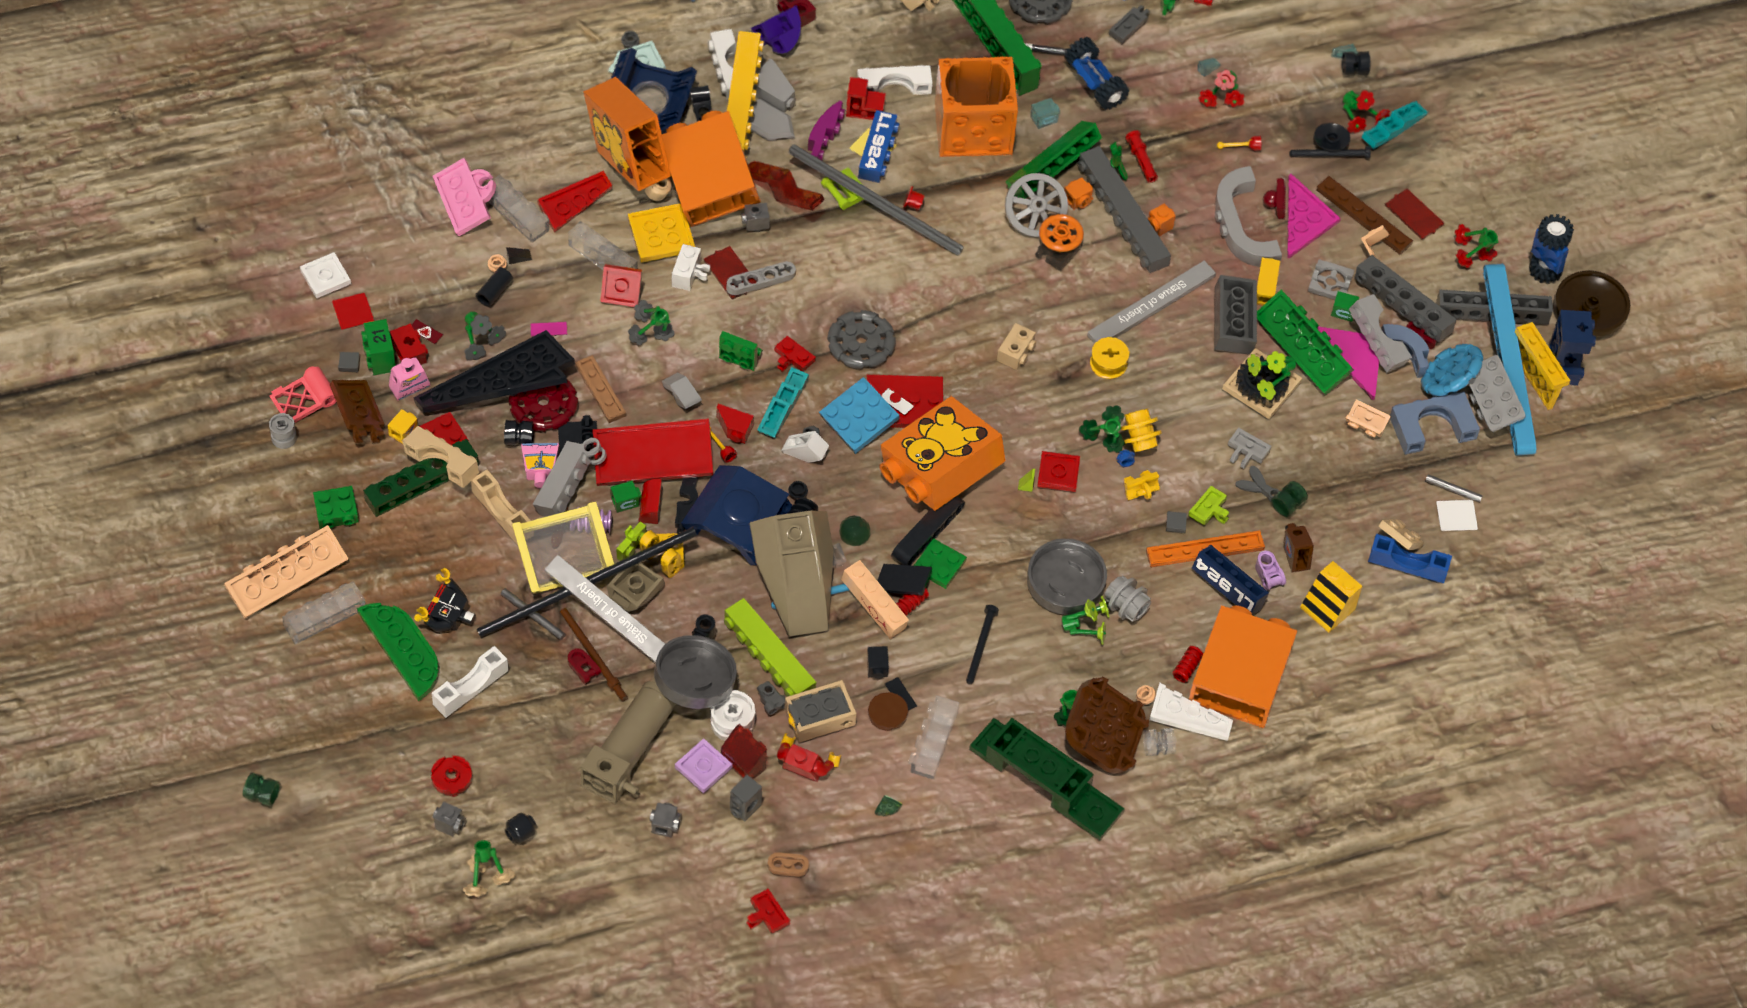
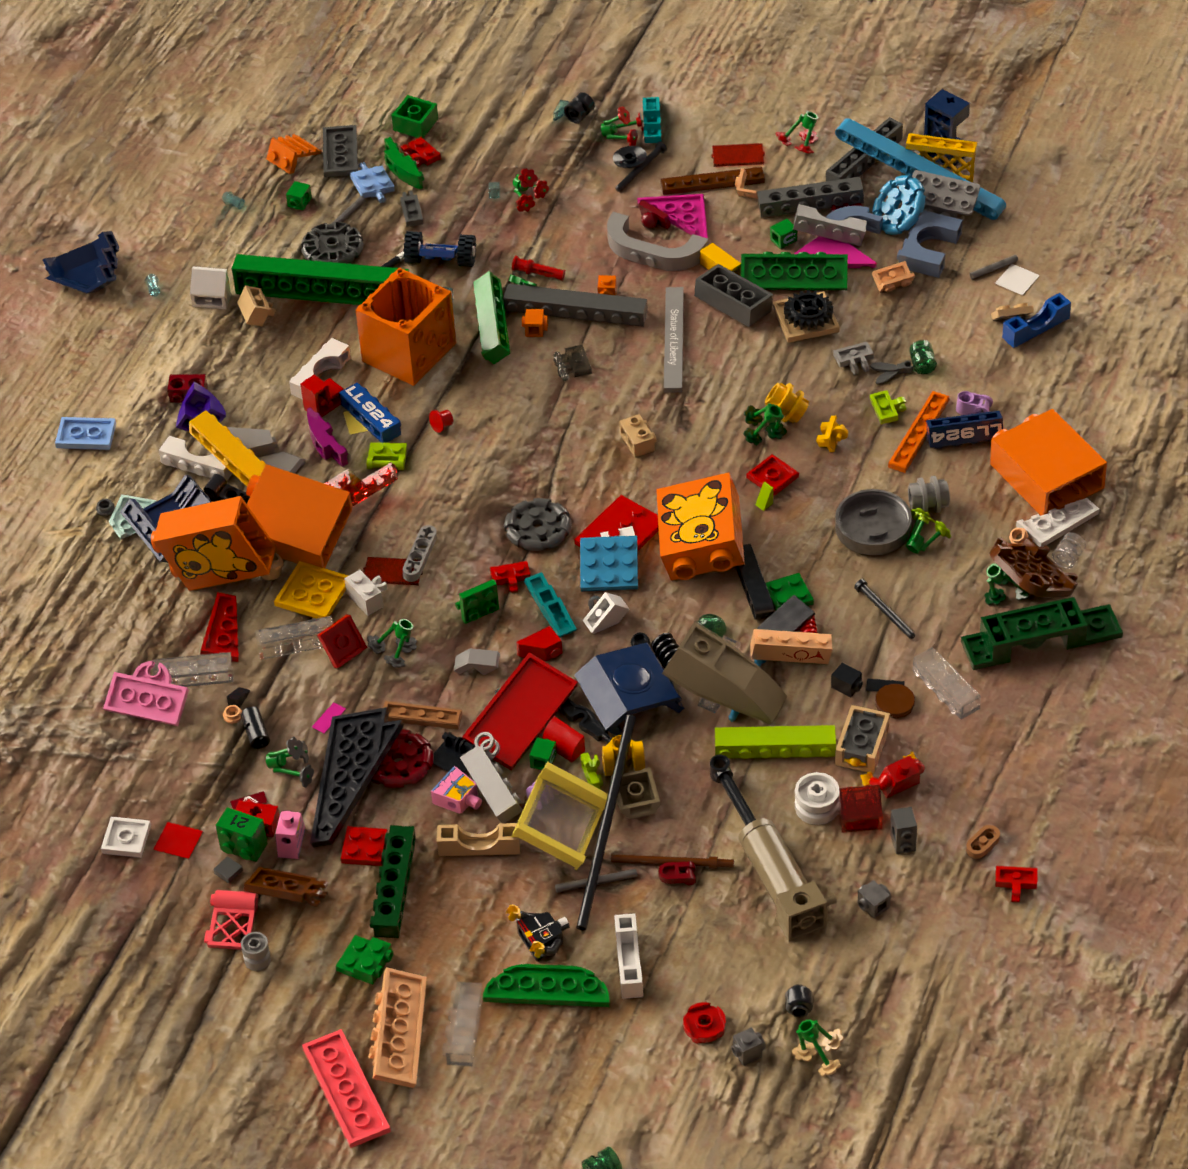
camera: 45 degrees left, 10 degrees down
(207, 573) = (346, 1088): none -> coral plate
(402, 425) = (332, 865): yellow brick -> none
(423, 445) = (417, 838): tan arch -> none
(518, 432) = (414, 789): black wheel -> none
(605, 607) = (650, 821): tile -> none
(695, 672) = (764, 790): flat silver piece -> none
(703, 765) = (844, 845): lavender plate -> none
(727, 452) = (563, 665): red hinge -> none
(756, 217) = (361, 521): flat silver brick -> none
(770, 698) = (820, 764): dark grey plate -> none
(876, 199) = (419, 440): dark grey axle -> none
(888, 806) = (981, 750): clear green tile -> none
(1031, 203) = (526, 347): light grey wheel -> none
(1058, 245) = (564, 349): orange plate -> none
(1109, 358) = (700, 388): yellow piece -> none
(1126, 458) = (797, 430): blue plate -> none
(1176, 522) = (880, 434): dark grey tile -> none
(1188, 664) = (1013, 496): red piece -> none
(1254, 143) = (590, 202): hinge -> none
(1275, 362) = (814, 285): lime plant -> none
(1297, 539) = (970, 374): reddish brown torso -> none
(1314, 286) = (750, 240): light grey piece -> none
(1331, 597) = (1033, 378): yellow slope -> none
(1550, 248) = (853, 89): plate -> none
(1596, 294) = (906, 102): dark brown dish -> none

